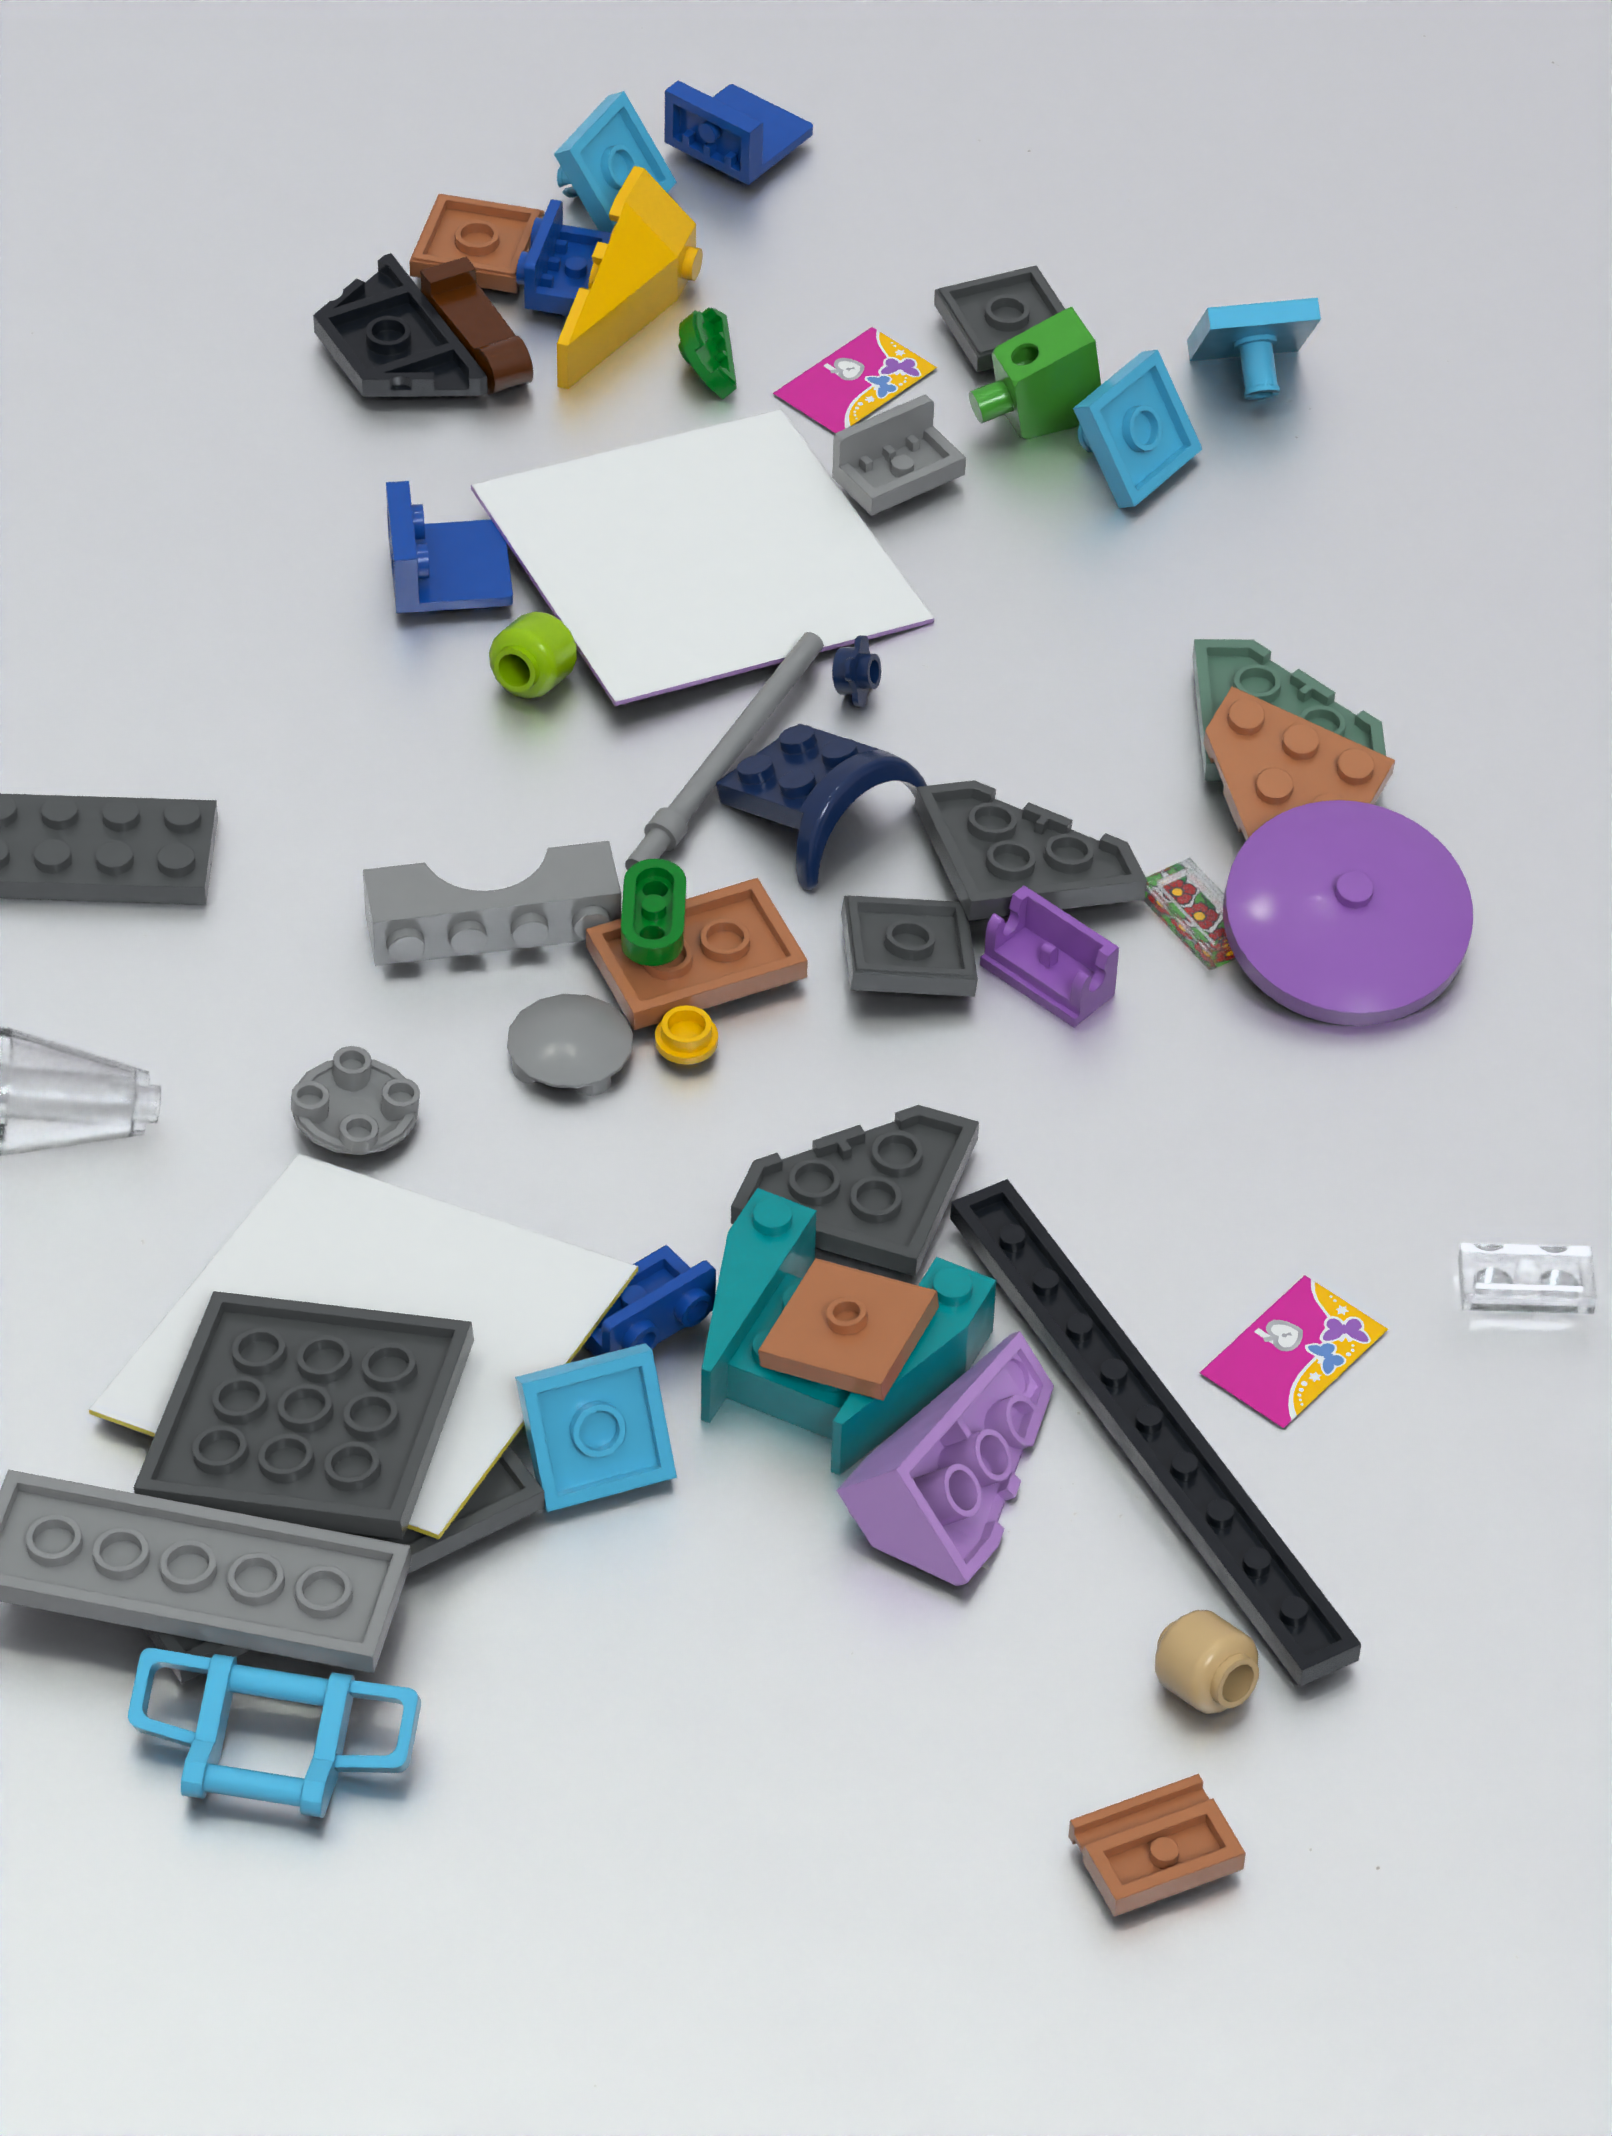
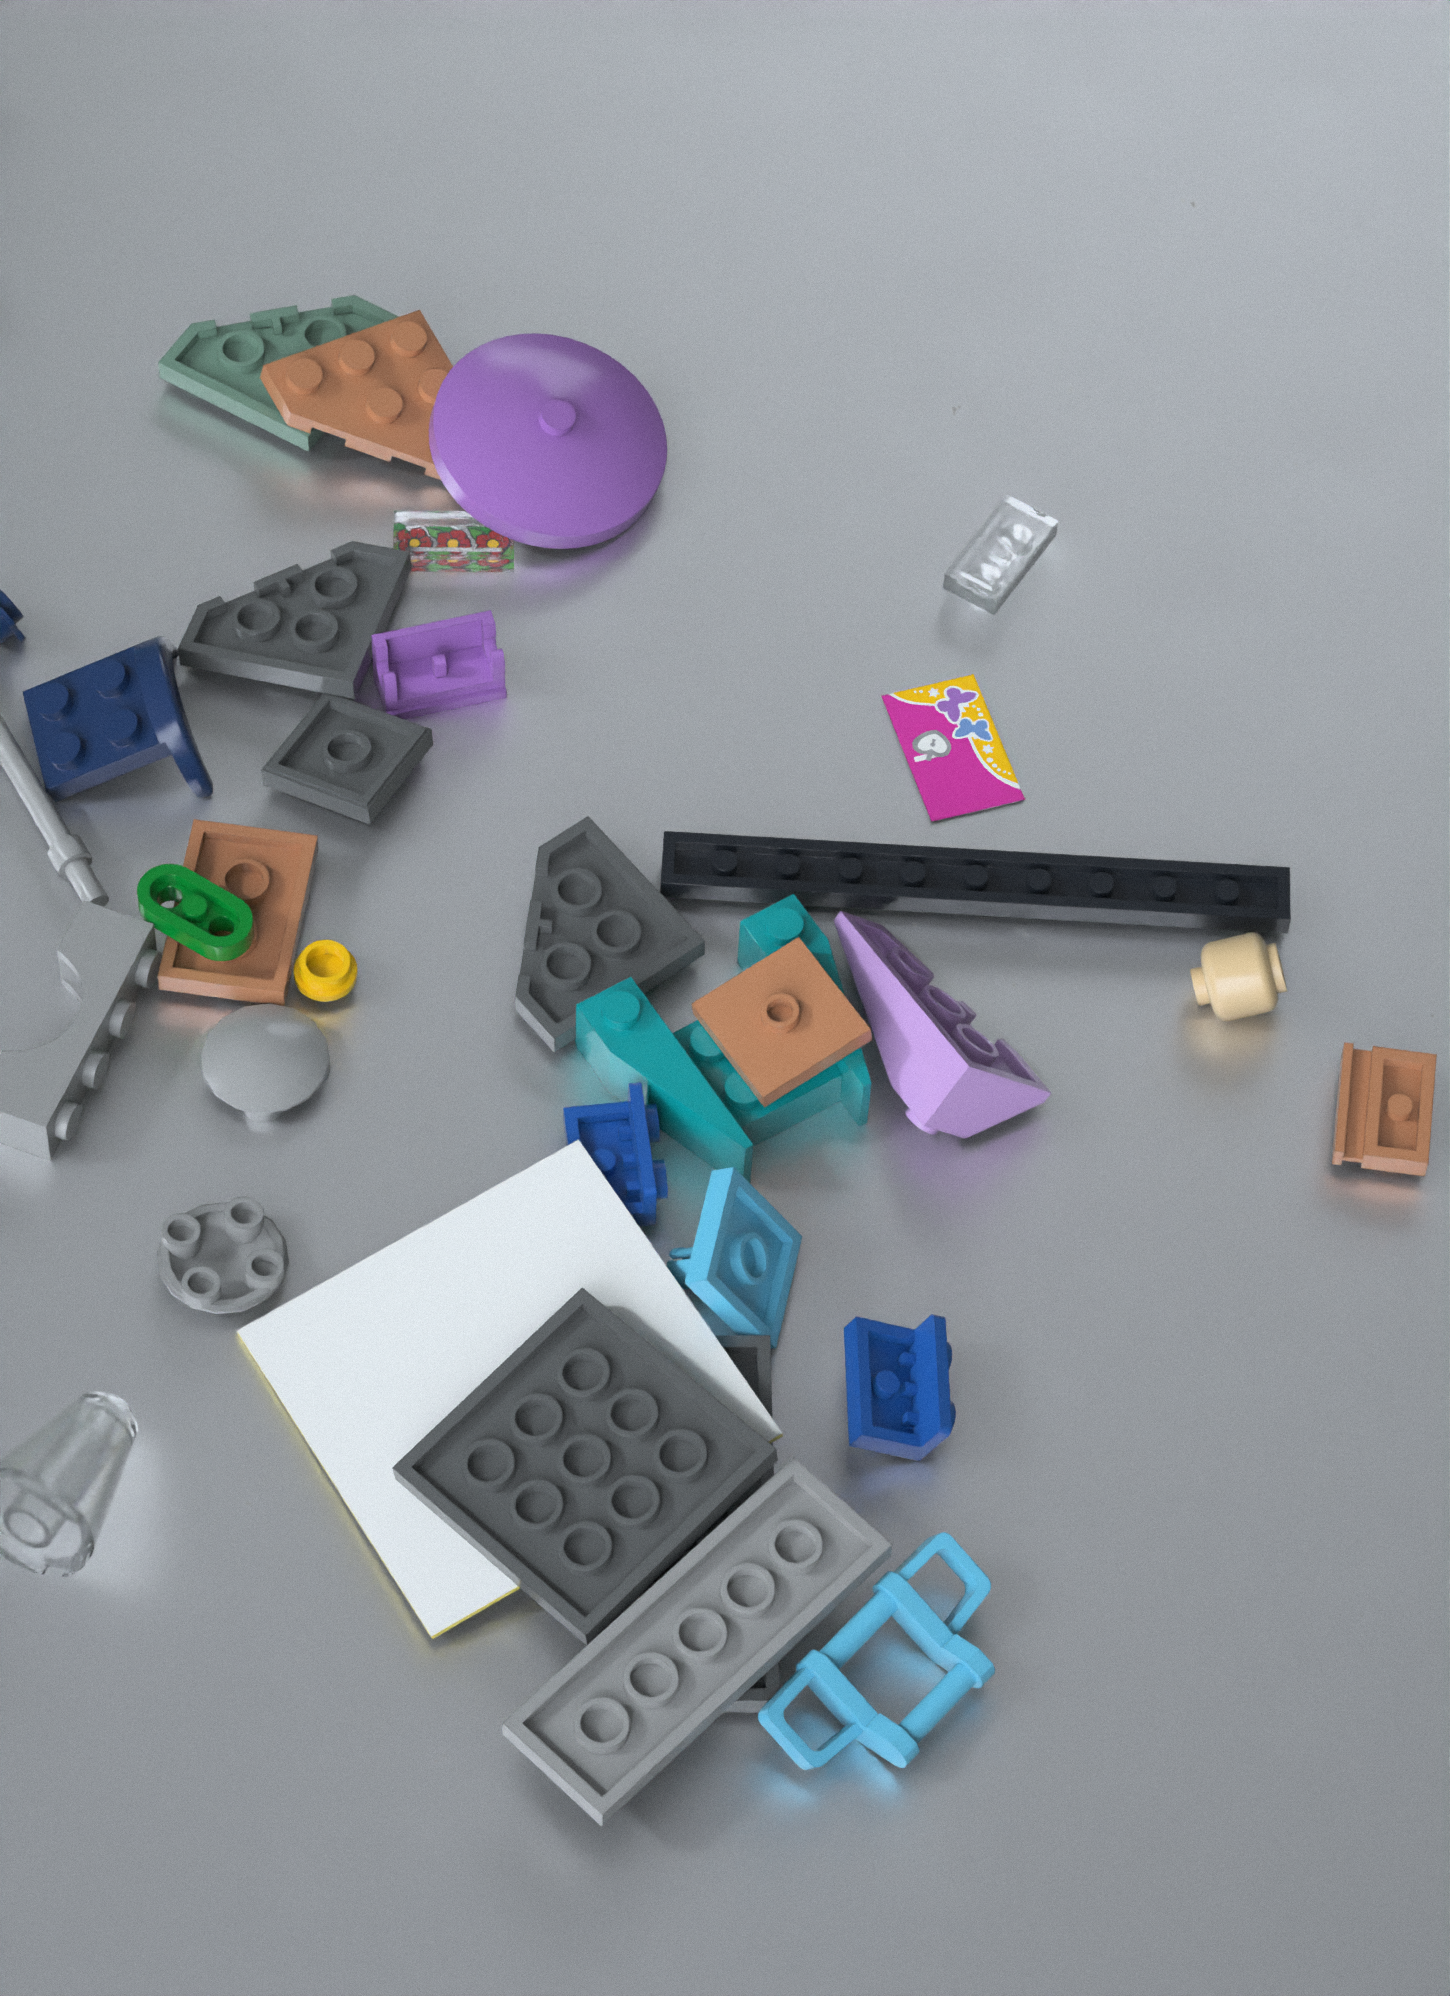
camera: 60 degrees left, 10 degrees up
(560, 1604) = (898, 1386): none -> blue bracket

